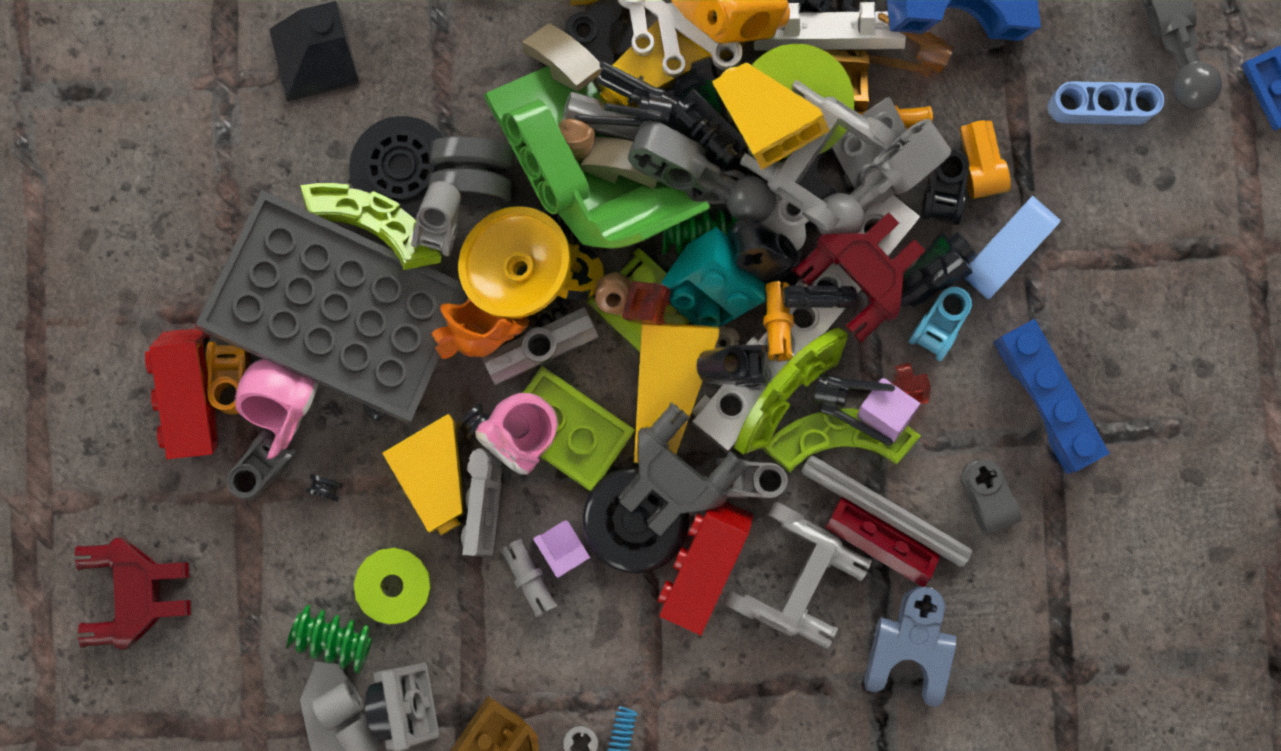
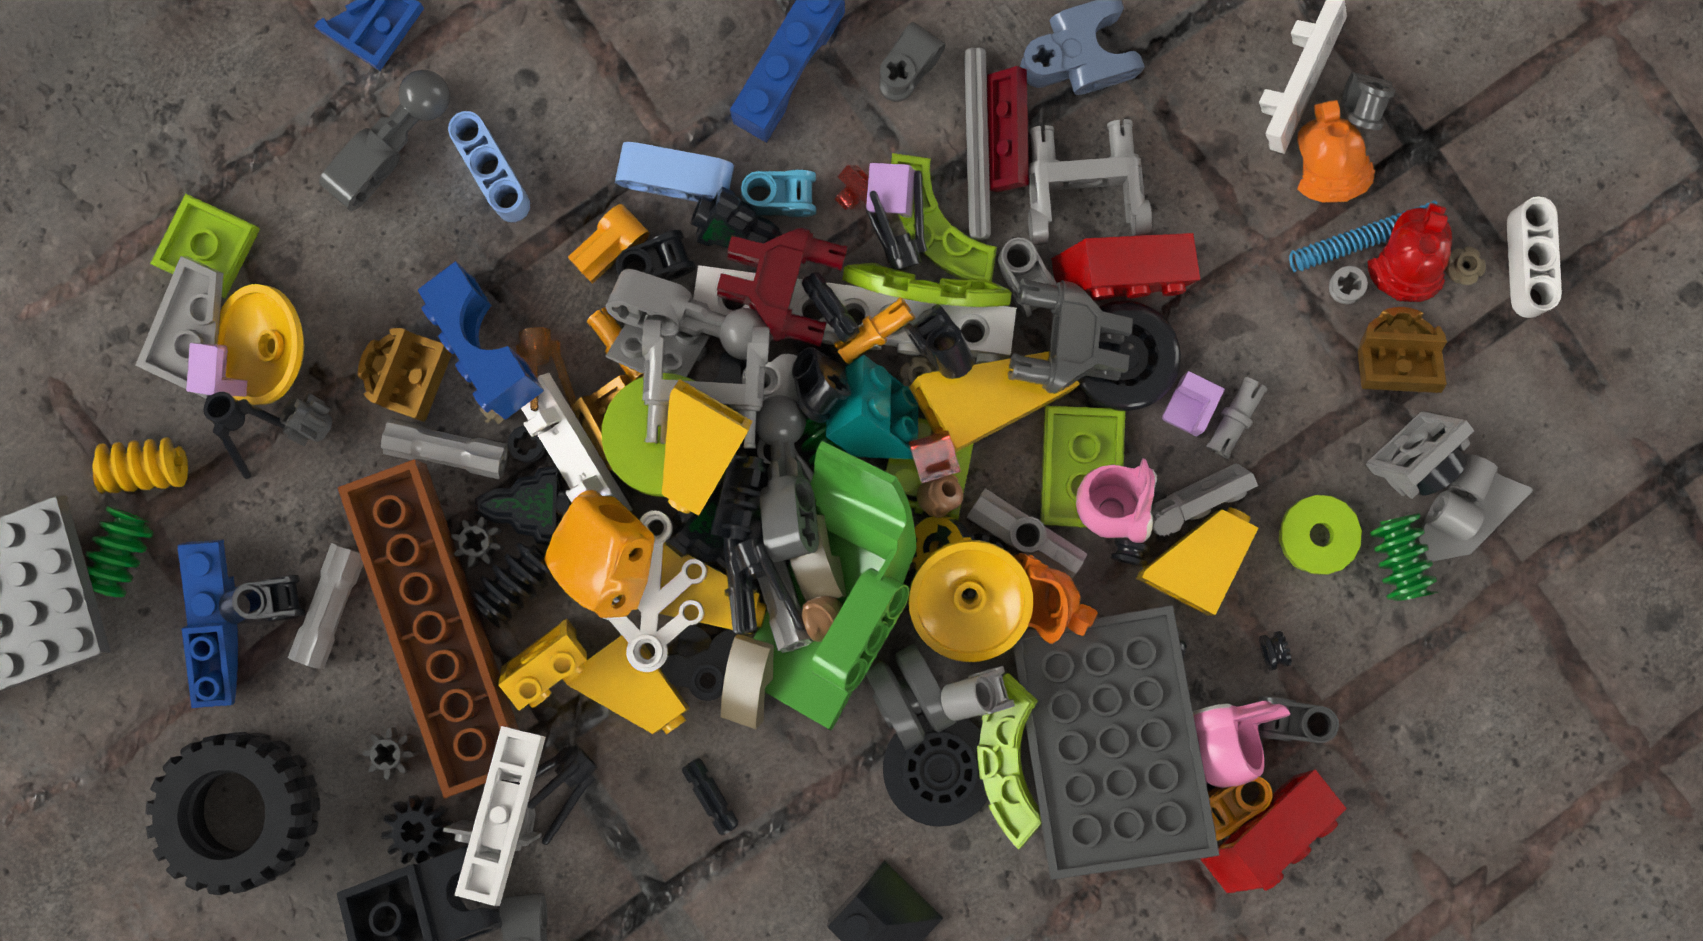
camera: 115 degrees left, 0 degrees up
(135, 593) = (1476, 761): dark red connector -> none

